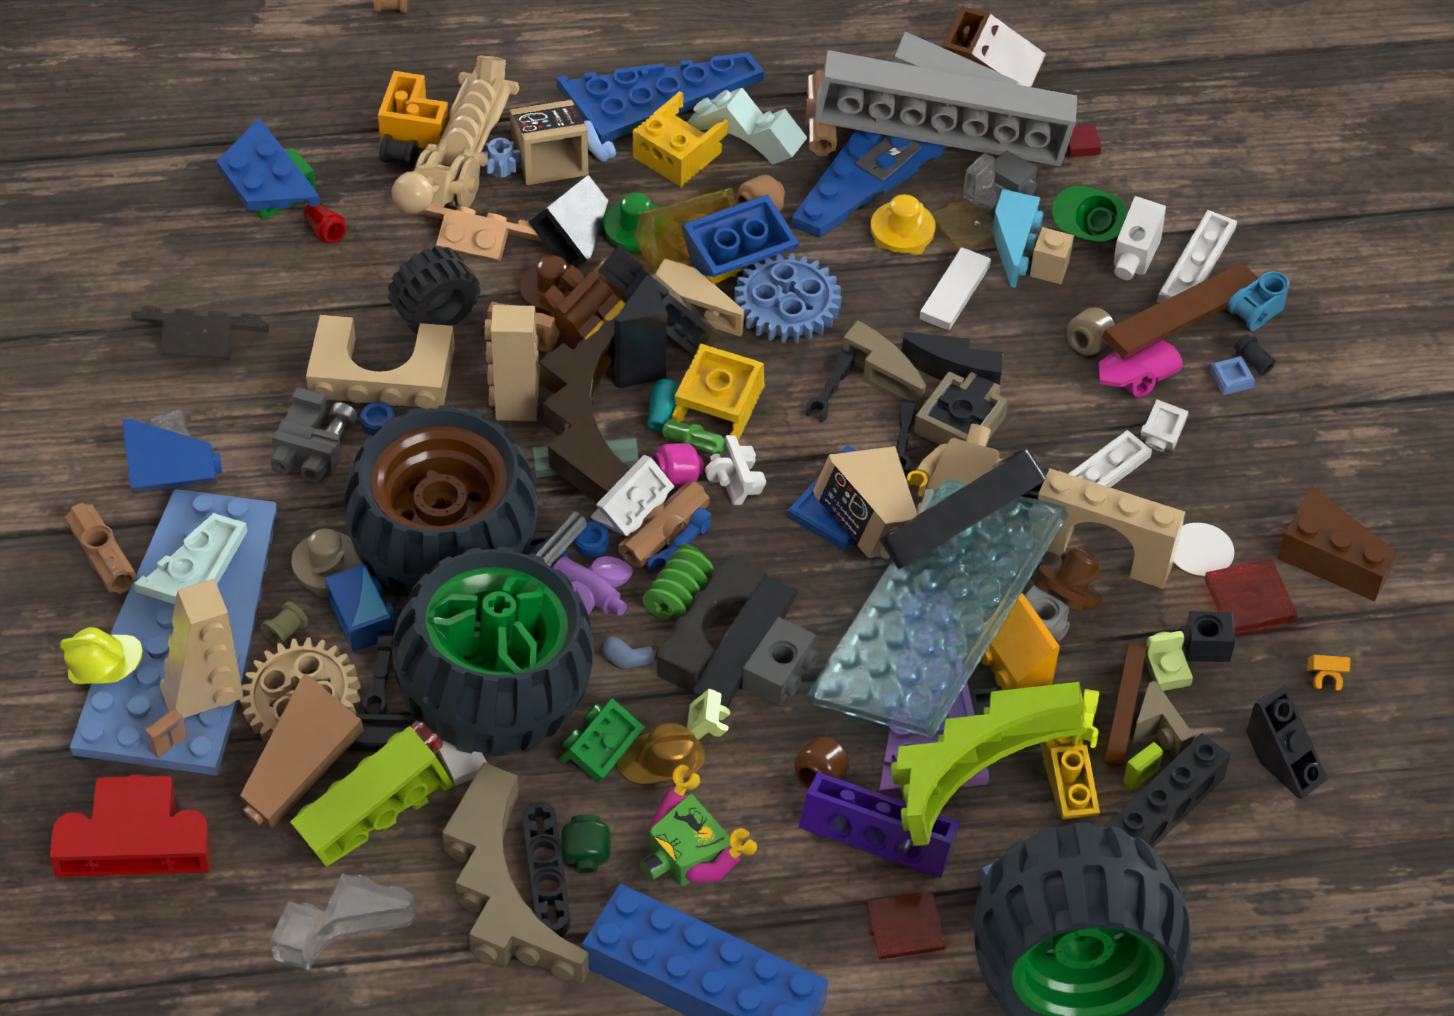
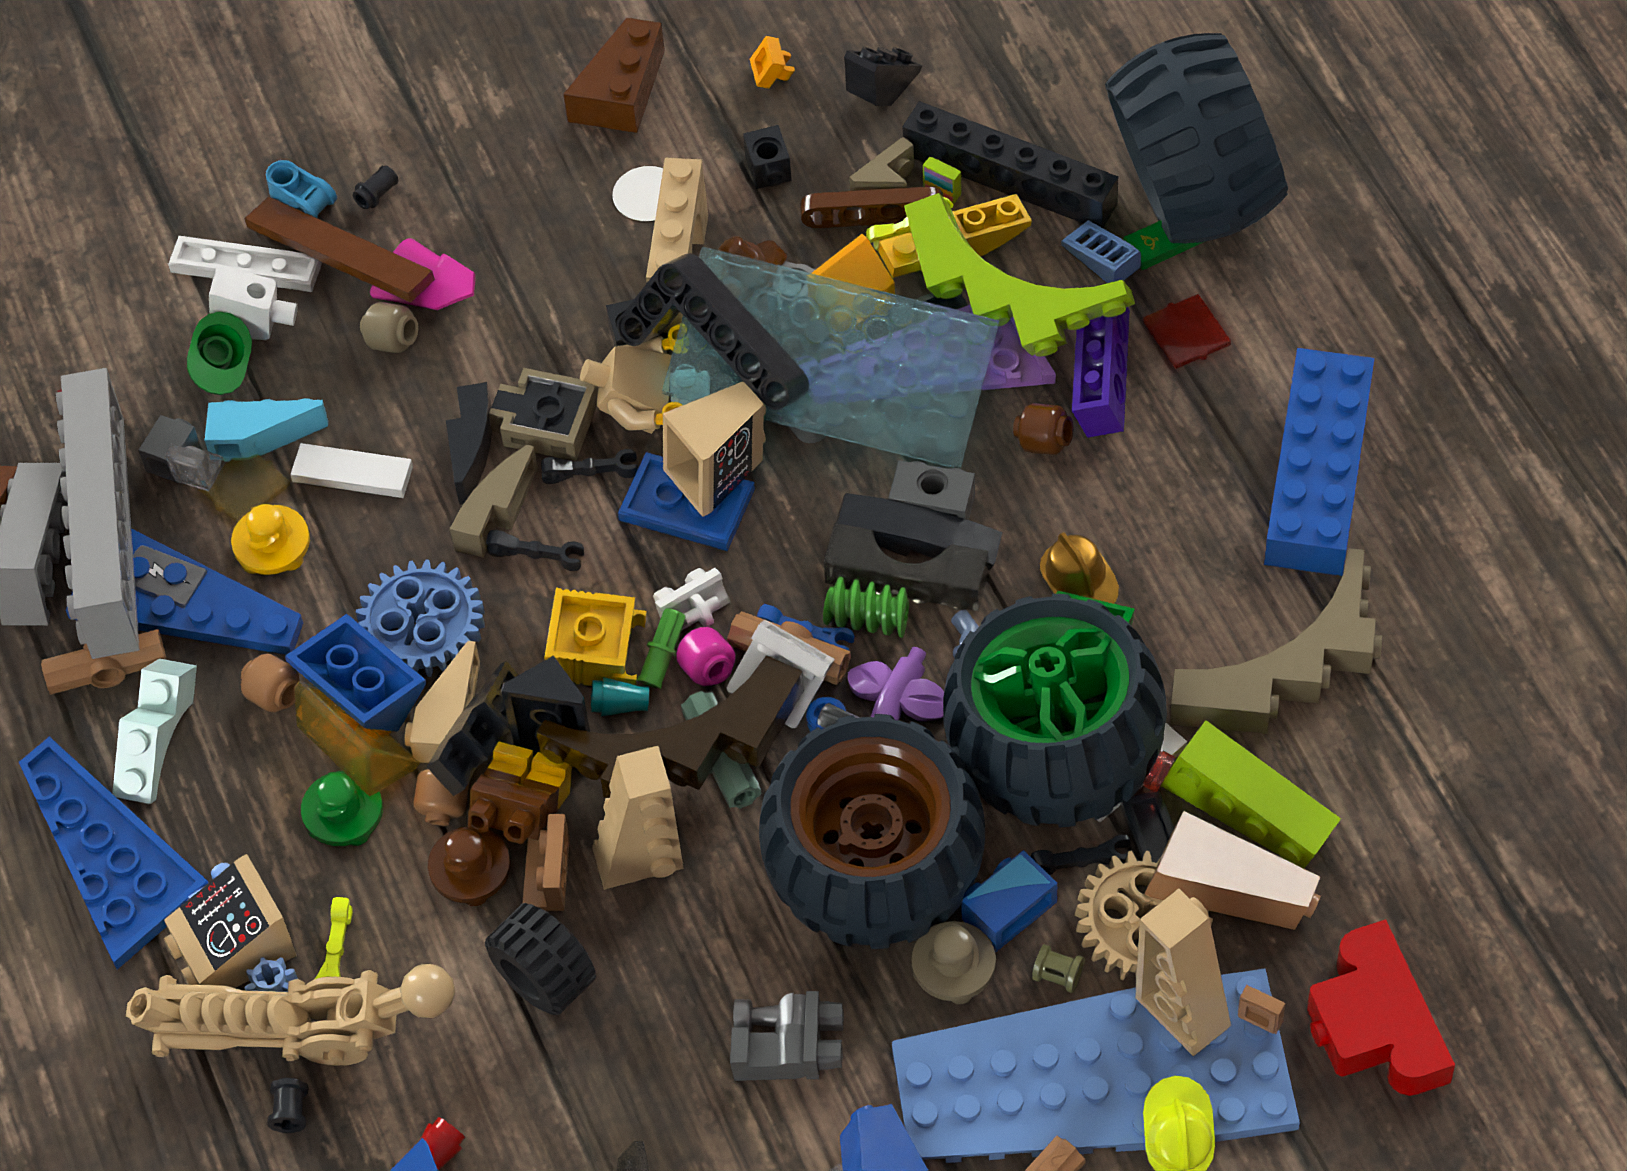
camera: 100 degrees left, 5 degrees up
(201, 558) = (1024, 1070): light aqua wing -> none
(354, 909) = (1379, 779): clear arch -> none
(375, 415) = (726, 984): blue tile -> none
(409, 114) = (233, 1109): light orange brick -> none
(414, 384) = (679, 1047): tan arch -> none
(476, 234) = (399, 952): light nougat bracket -> none
(498, 196) = (340, 917): none -> neon yellow piece
(546, 869) = (1251, 626): black beam -> none
(572, 222) = (368, 860): slope -> none
(586, 843) = (1217, 599): dark green head -> none
(674, 145) = (198, 797): yellow piece -> none
(689, 840) = (1180, 510): torso -> none
(705, 713) = (1023, 542): yellowish green tile -> none
(1051, 255) = (285, 378): tan brick -> none
(1114, 460) = (569, 286): white tile -> none
(1163, 426) = (505, 242): white bracket -> none
(1167, 661) = (796, 187): yellowish green bracket -> none
(1232, 375) = (406, 205): medium blue tile -> none
(1252, 595) = (700, 134): clear red tile -> none

